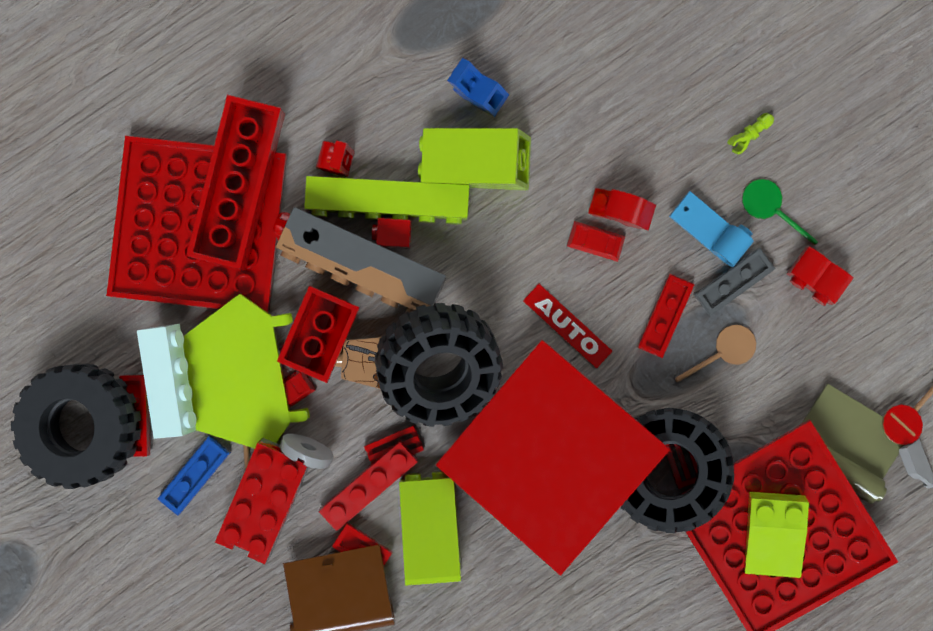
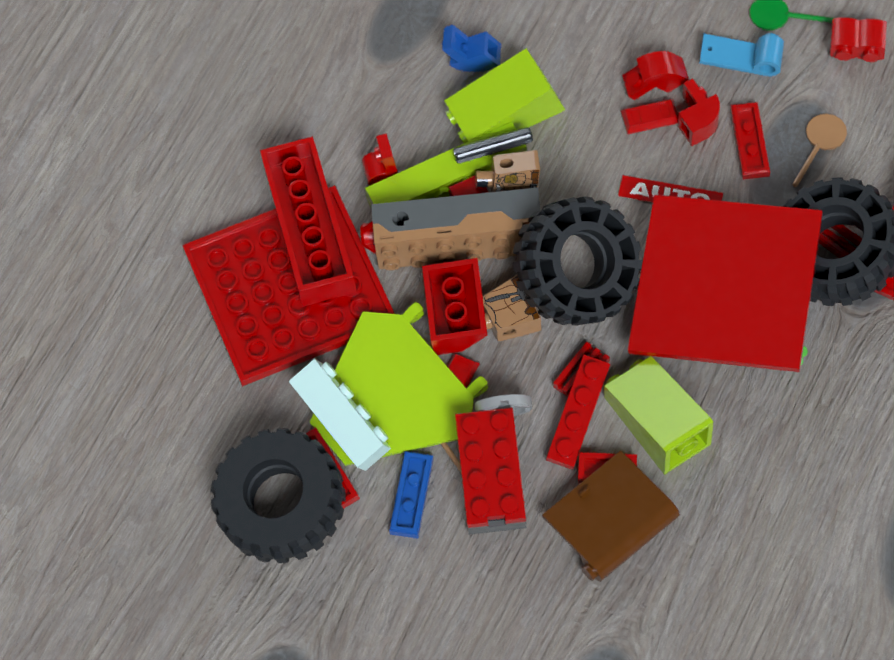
camera: 25 degrees left, 25 degrees down
(434, 243) = (511, 172): none -> medium nougat torso
(437, 202) = (493, 145): none -> axle
(639, 273) = (701, 116): none -> red brick
(734, 281) = (790, 84): dark grey tile -> none

